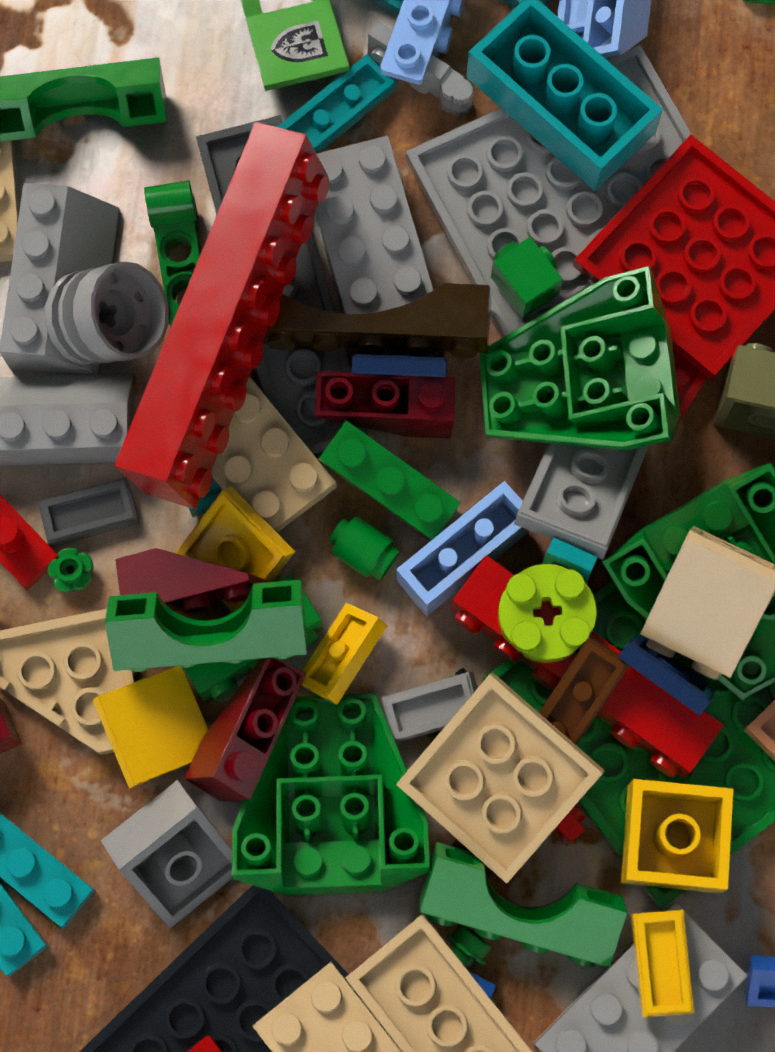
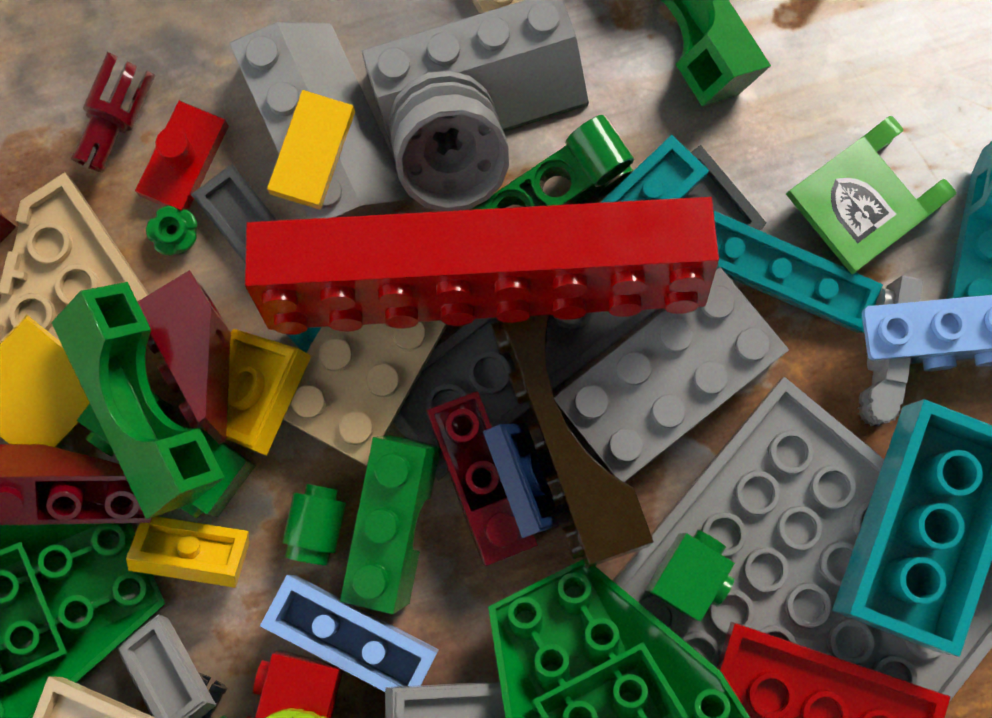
camera: 60 degrees right, 5 degrees up
(66, 416) = (311, 149): none -> yellow tile
(210, 171) = (665, 174): none -> teal plate

